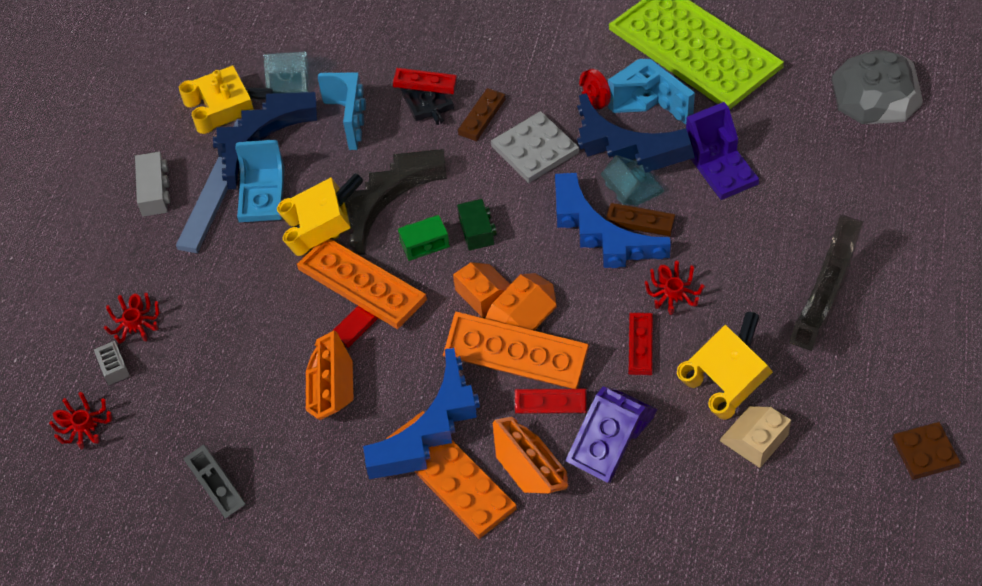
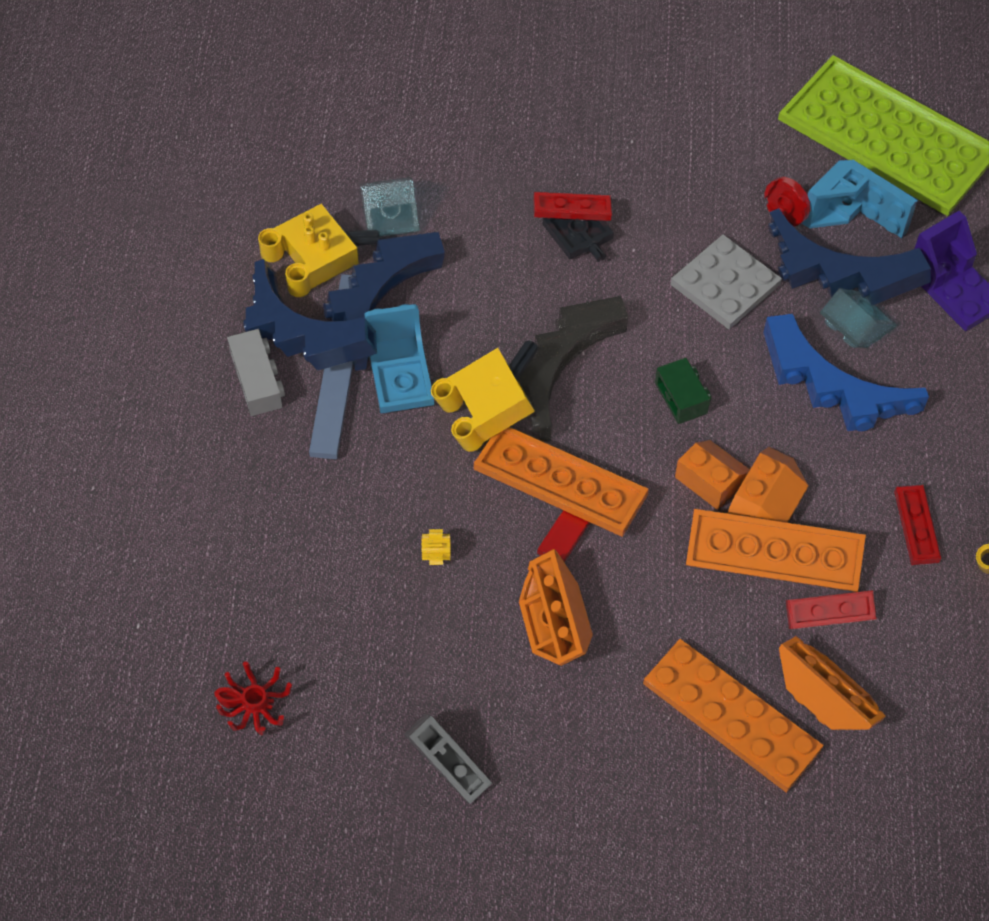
camera: 15 degrees left, 5 degrees up
(115, 374) = (278, 632): light grey slope -> none
(133, 317) = (281, 554): red animal -> none
(197, 162) = (321, 342): none -> dark blue arch
(250, 323) = (436, 547): none -> yellow gear
(346, 91) = (482, 229): dark azure bracket -> none
(409, 448) = (685, 689): blue arch -> none
(423, 237) = (622, 413): green brick -> none
(481, 114) = (649, 244): reddish brown plate -> none
(607, 432) = (914, 645): dark purple bracket -> none
(641, 219) = (880, 365): reddish brown plate -> none
(672, 286) = (941, 449): red animal -> none

